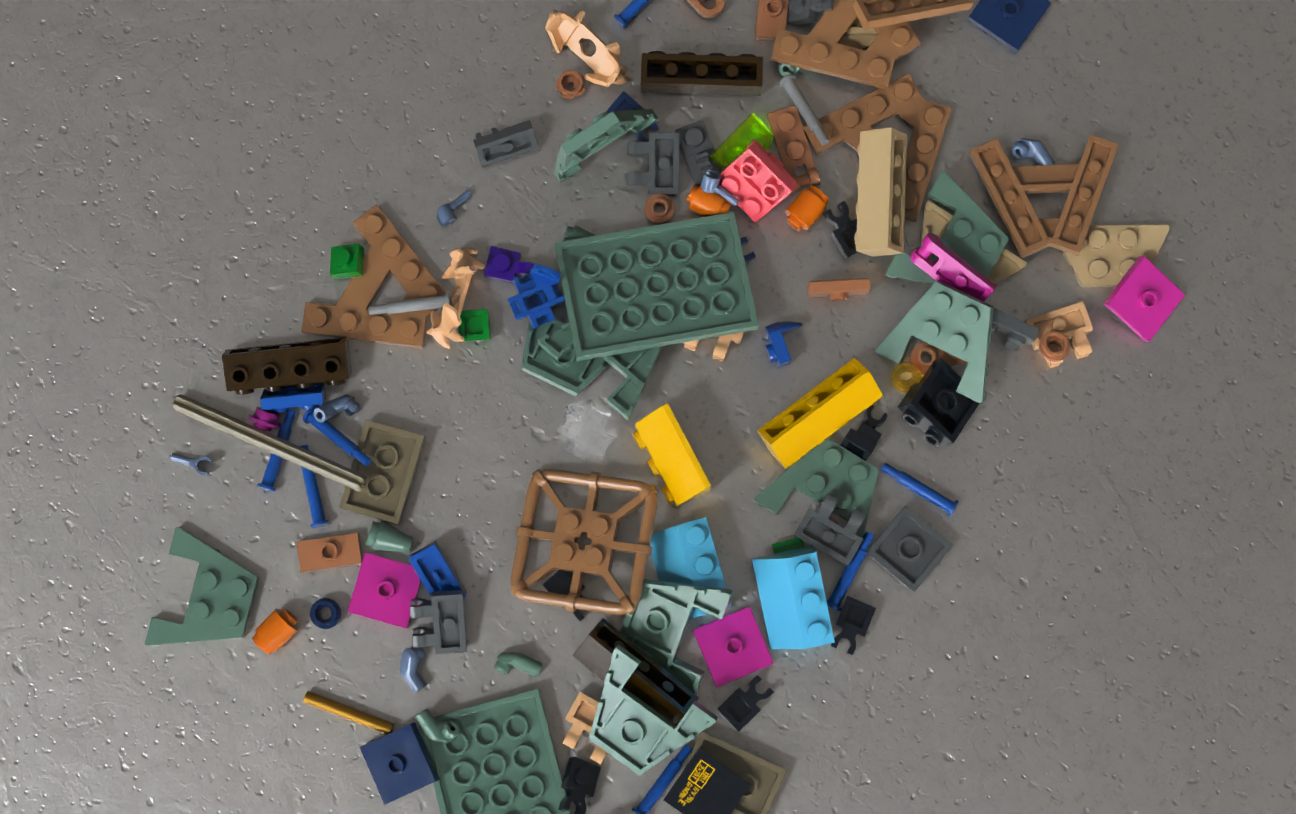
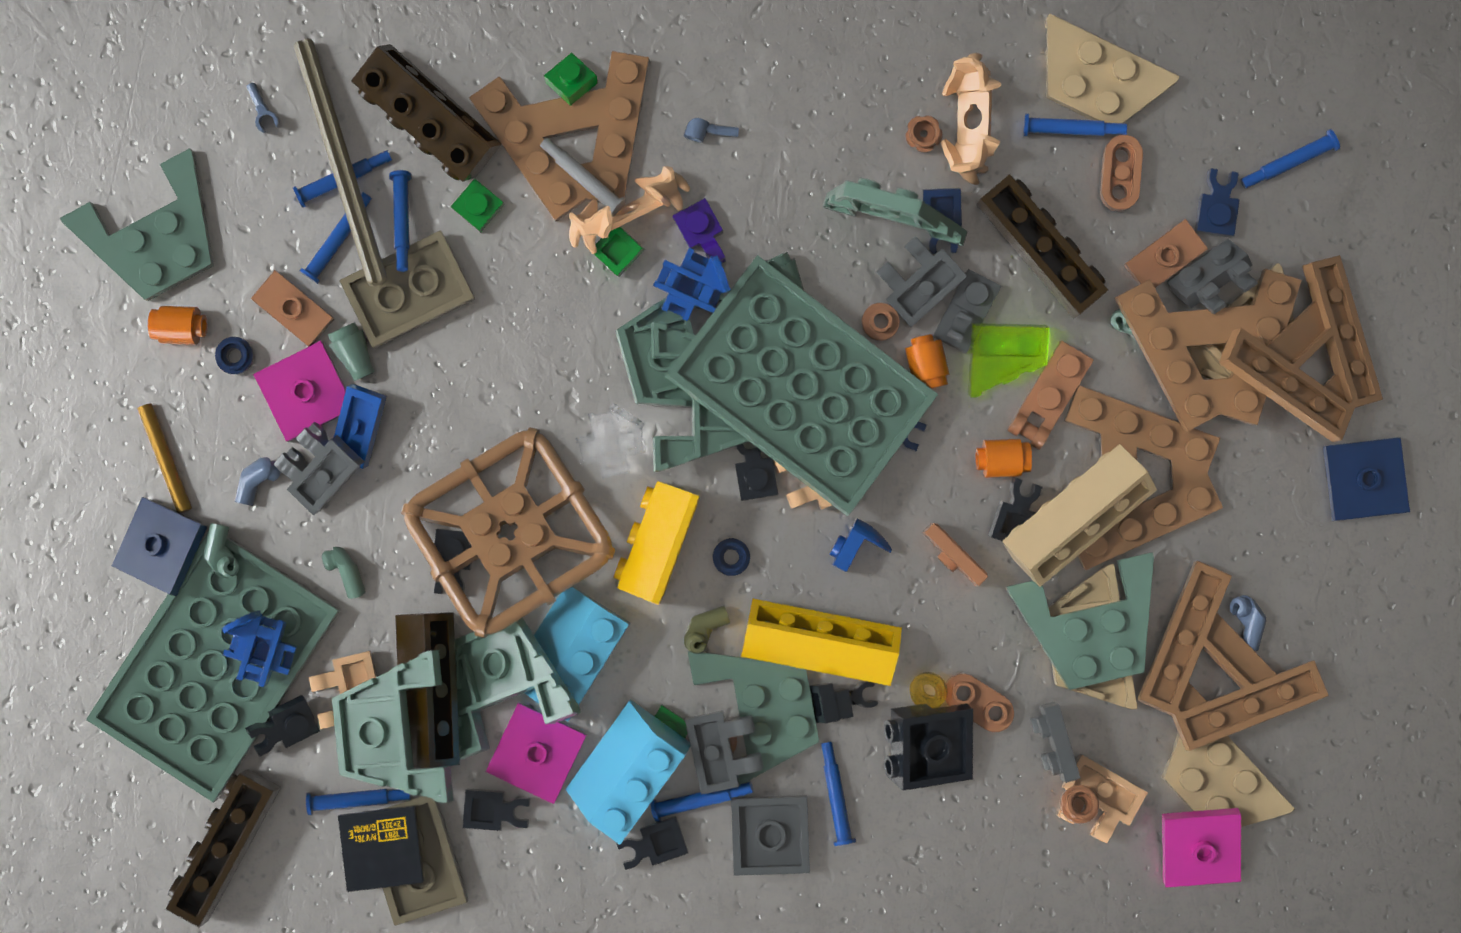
camera: 45 degrees right, 5 degrees up
(265, 419) = (359, 138): magenta plate -> none
(293, 397) = (400, 146): blue plate -> none
(331, 408) = (426, 190): sand blue arm -> none
(370, 385) = (477, 205): none -> green plate
(505, 143) = (812, 124): dark grey plate -> none
(524, 752) = (269, 649): none -> blue piece
(684, 364) = (755, 475): none -> black plate
(710, 184) = (944, 350): sand blue hand -> none
(720, 413) = (740, 548): none -> dark blue plate
(746, 479) = (701, 626): none -> olive arm
(757, 180) = (986, 389): coral plate -> none
(804, 108) = (1097, 370): light grey piece -> none
(951, 268) = (1062, 649): dark pink plate -> none
(953, 324) = (1013, 693): sand green wing -> none

